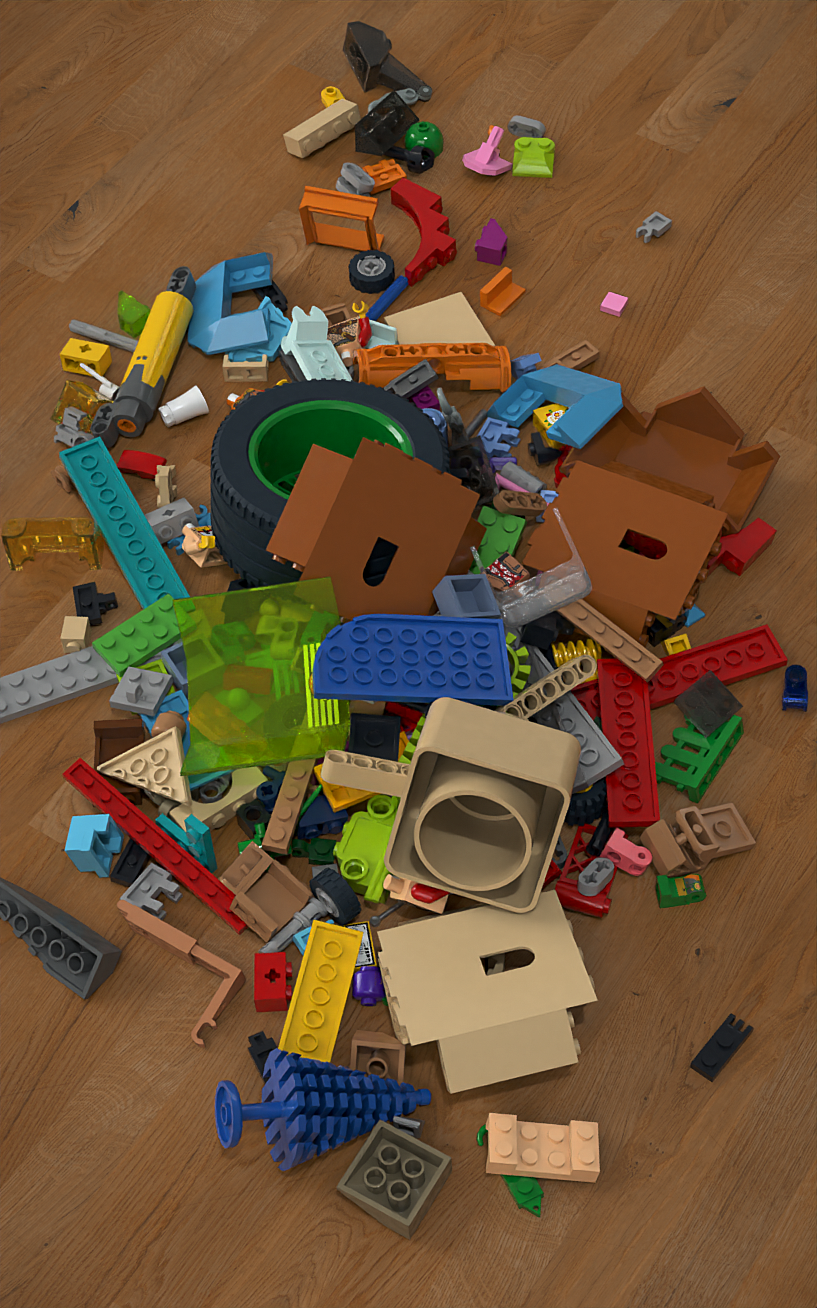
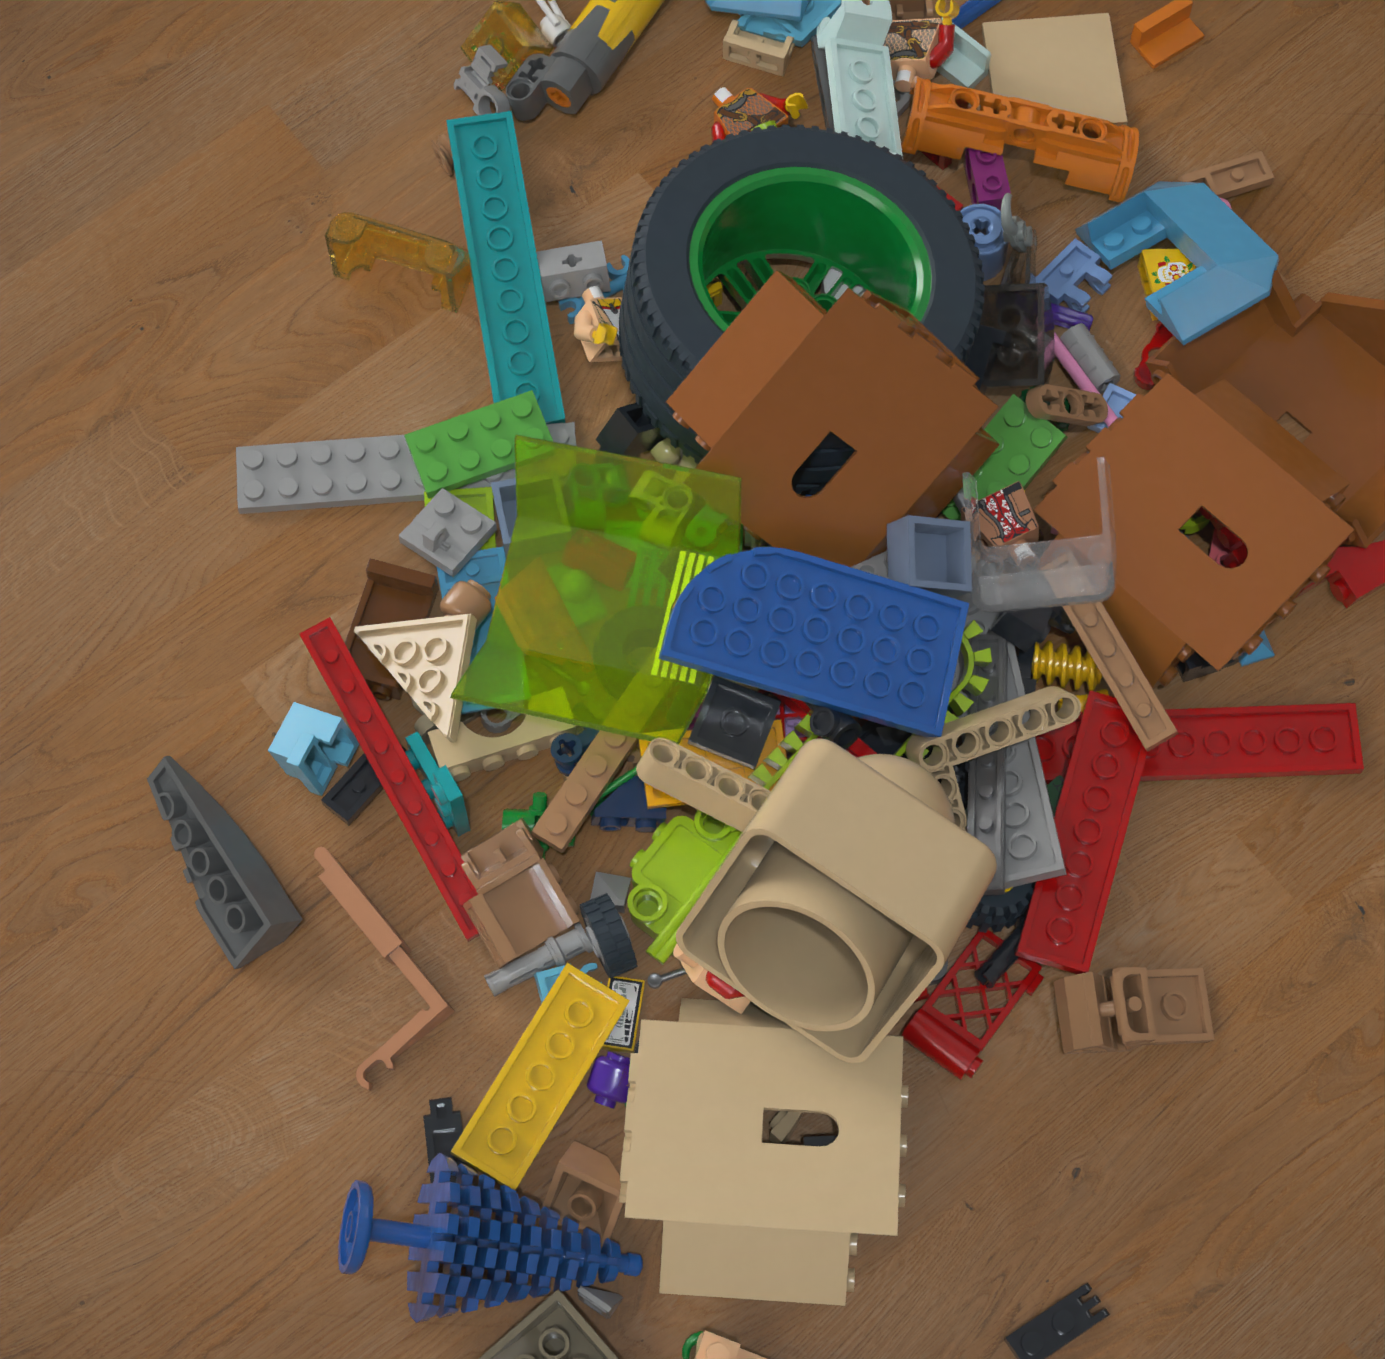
camera: 15 degrees right, 15 degrees up
(75, 634) = (388, 410): tan brick -> none
(91, 603) = (425, 367): black hinge -> none
(140, 462) = (561, 162): red slope -> none
(148, 887) = (363, 835): light grey plate -> none
(163, 481) = (580, 214): tan plate -> none
(184, 407) = (649, 89): white plant -> none
(252, 811) = (539, 762): black brick -> none
(269, 995) = (486, 1008): red brick -> none
(319, 851) = (612, 853): dark green plate -> none
(413, 380) = (974, 156): dark grey hinge -> none
(479, 418) = (1050, 243): flat silver piece -> none
(524, 364) = (1156, 165): medium blue slope -> none
(540, 453) = (1127, 313): black plate -> none
(600, 879) = (976, 1028): light grey beam -> none
(614, 304) = (1325, 100): bright pink tile -> none
(626, 854) = (1025, 1000): coral leg -> none
(676, 644) = (1214, 692): yellow slope -> none
(679, 890) = (1083, 1076): green leg -> none
(701, 766) = (1187, 899): green fence -> none
(708, 703) = (1223, 807): clear smoke plate -> none
(795, 692) = (1354, 824): clear blue piece -> none

